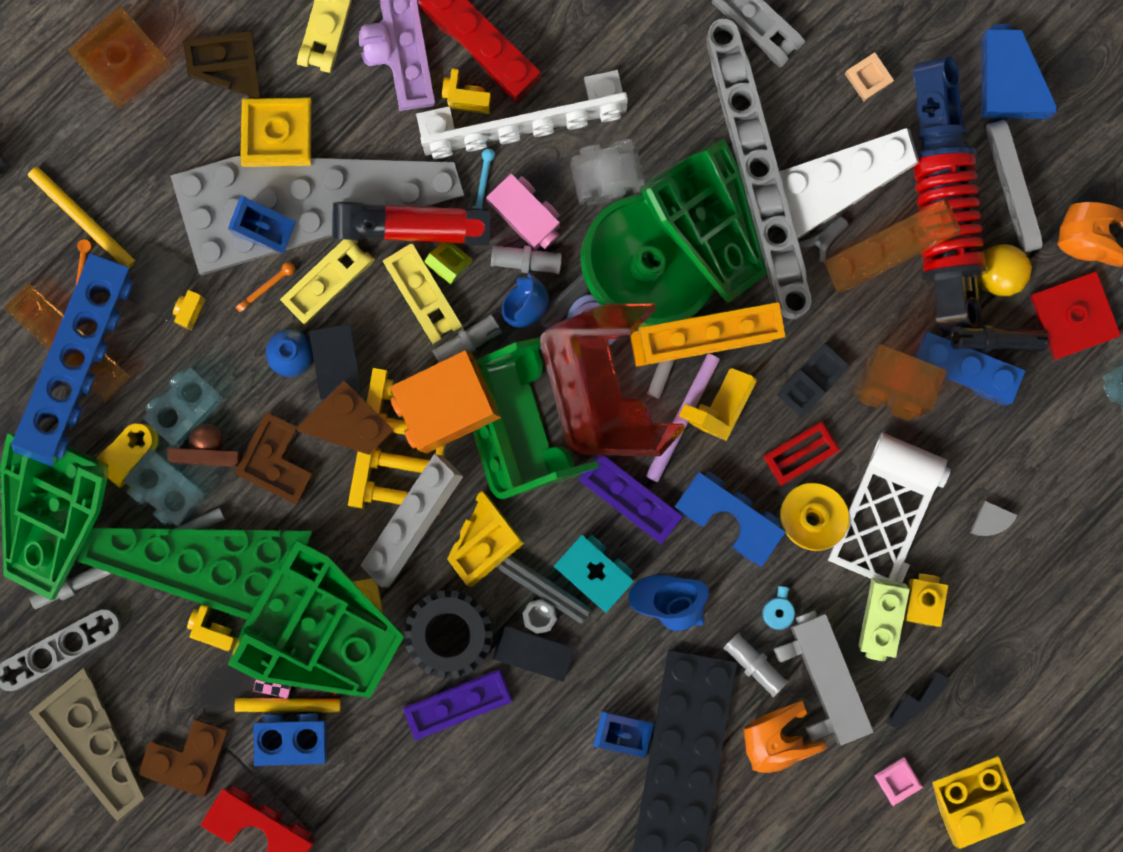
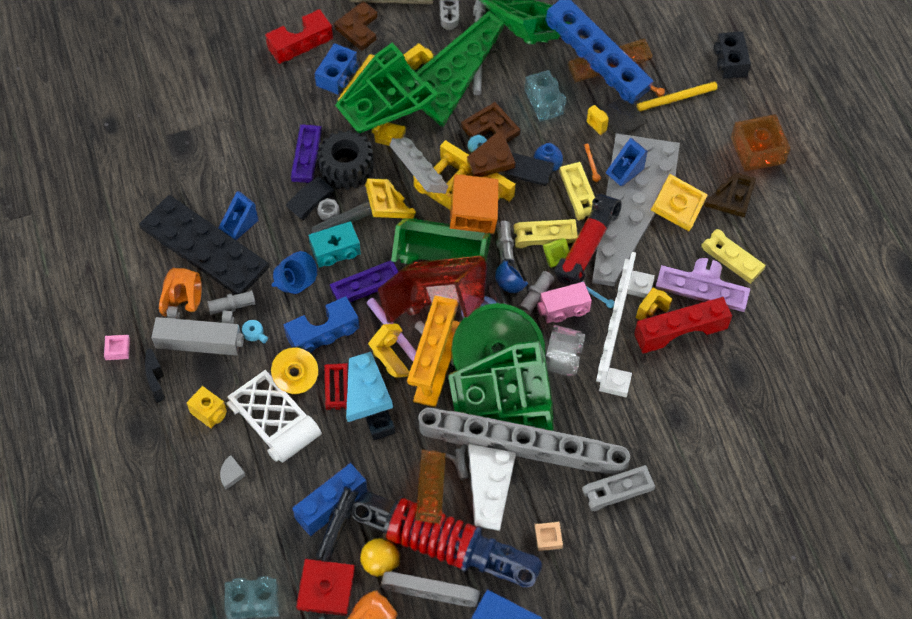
camera: 115 degrees right, 25 degrees down
(124, 454) = (533, 59): yellow piece -> none
(169, 481) = (505, 70): clear light blue brick -> none
(205, 449) = (515, 94): copper tile -> none
(320, 459) = (475, 142): none -> medium azure piece
(789, 409) = (365, 388): none -> medium azure wing
(883, 619) = (213, 377): yellowish green brick -> none
(899, 383) = (344, 441): clear orange brick -> none
(977, 803) = (72, 375): yellow slope -> none

